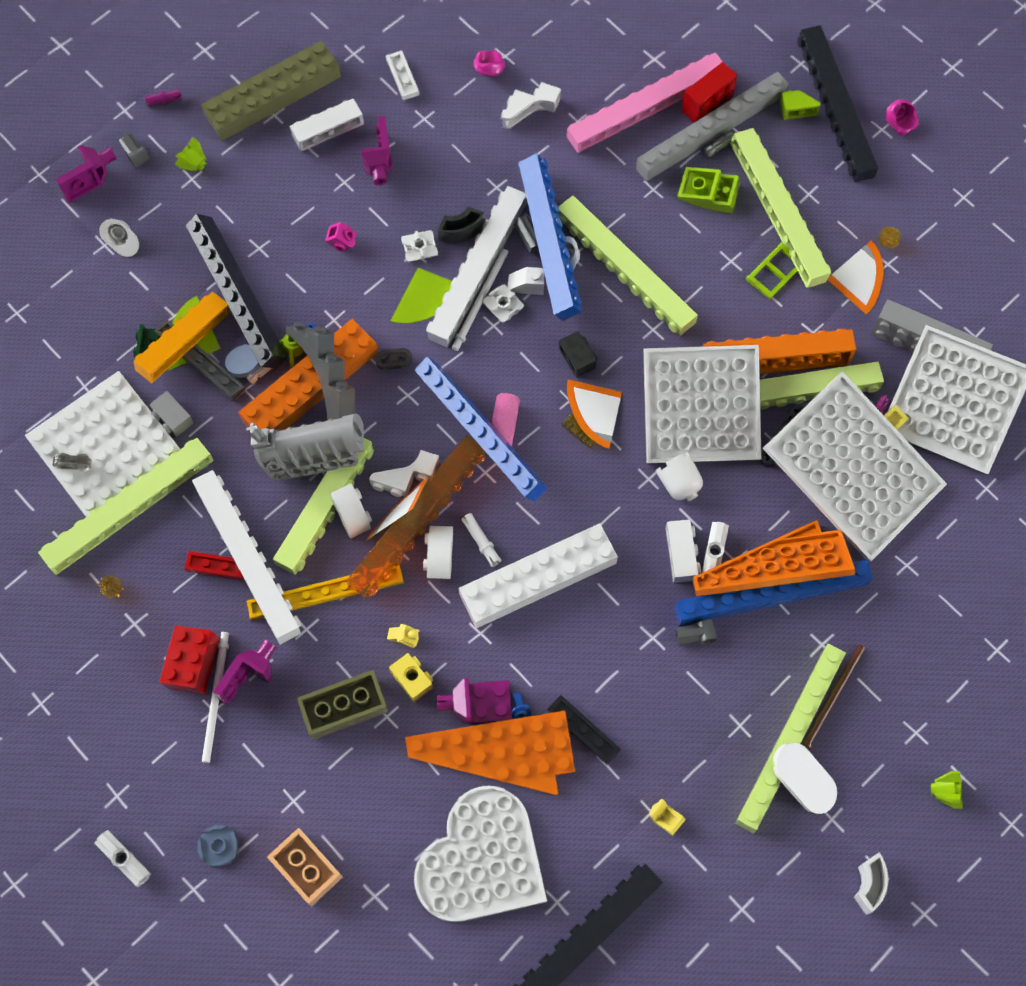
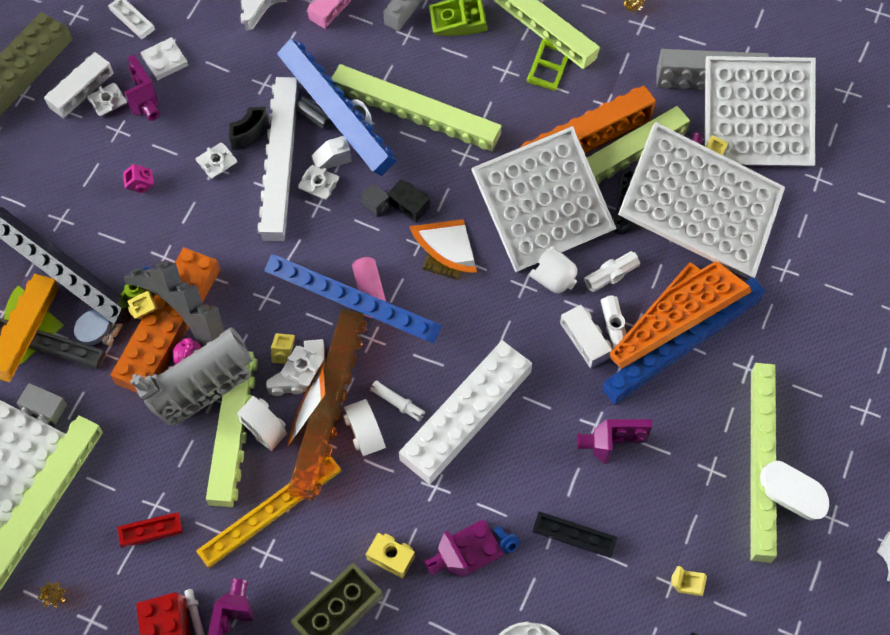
camera: 25 degrees left, 5 degrees down
(246, 557) = (178, 508): white brick -> none
(291, 359) = (142, 305): none -> light yellow bracket
(312, 415) = (185, 349): none -> dark pink hair
(350, 142) = (99, 99): none -> white piece
(393, 357) = (237, 269): clear smoke plate -> none
(400, 448) = (282, 347): none -> light yellow bracket
(404, 635) = (365, 518): light yellow piece -> none
(411, 463) = (302, 376): none -> white piece
(415, 127) = (164, 58): none -> white plate
(421, 297) = (239, 206): lime sticker -> none
(460, 338) = (292, 227): white bar -> none
(511, 751) = (518, 583): orange wing -> none
(547, 341) = (375, 200): none -> dark grey brick
(665, 651) = (614, 431): none -> magenta plate
(701, 632) = (638, 401): dark grey piece -> none
(737, 499) = (612, 271): none -> white piece
(807, 743) = (781, 407): reddish brown bar -> none
(861, 277) = (625, 43): sticker -> none

